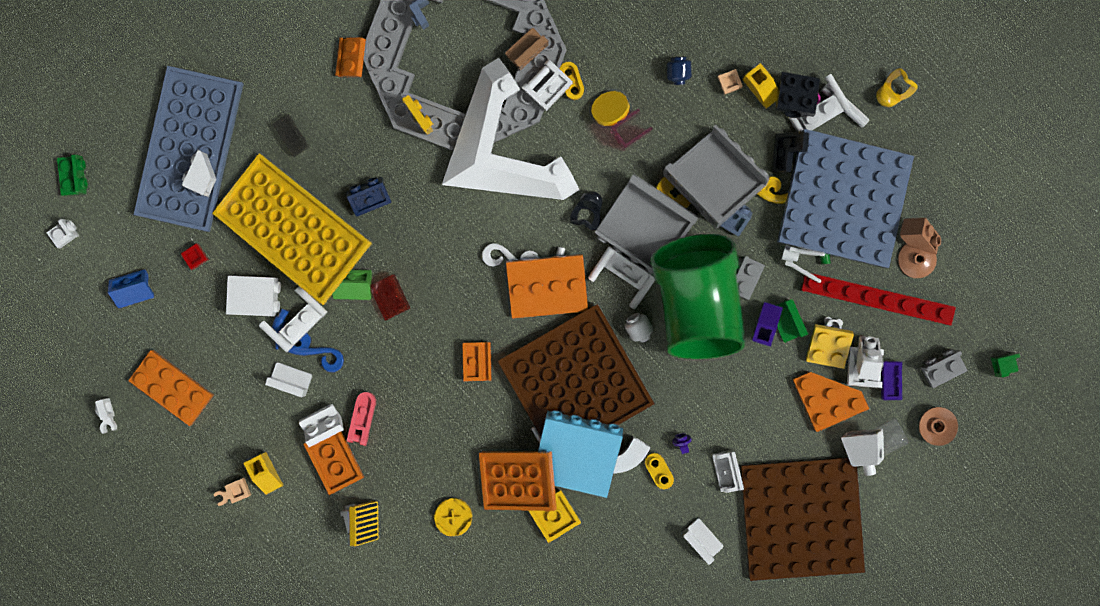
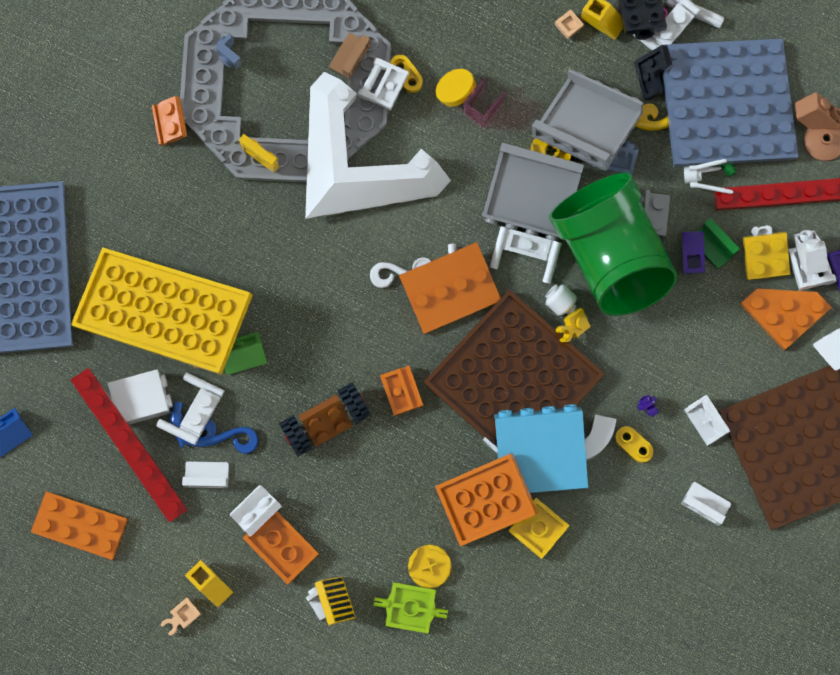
camera: 10 degrees left, 10 degrees down
(105, 412) = (13, 572): white plate -> none
(194, 256) = (63, 375): red plate -> none
(200, 174) = (48, 289): white slope -> none
(230, 334) = (129, 444): none -> red plate
(291, 135) = (131, 219): clear smoke plate -> none
(362, 418) = (297, 490): coral plate -> none
(368, 196) = (231, 255): dark blue bracket -> none
(389, 297) = (287, 353): clear red plate -> none
(403, 367) = (325, 420): none -> plate
(426, 547) = (410, 608): none -> lime plate
(592, 201) = (466, 188): black piece -> none
(643, 354) = (575, 325): none -> yellow plate
(679, 70) = (513, 28): dark blue head -> none

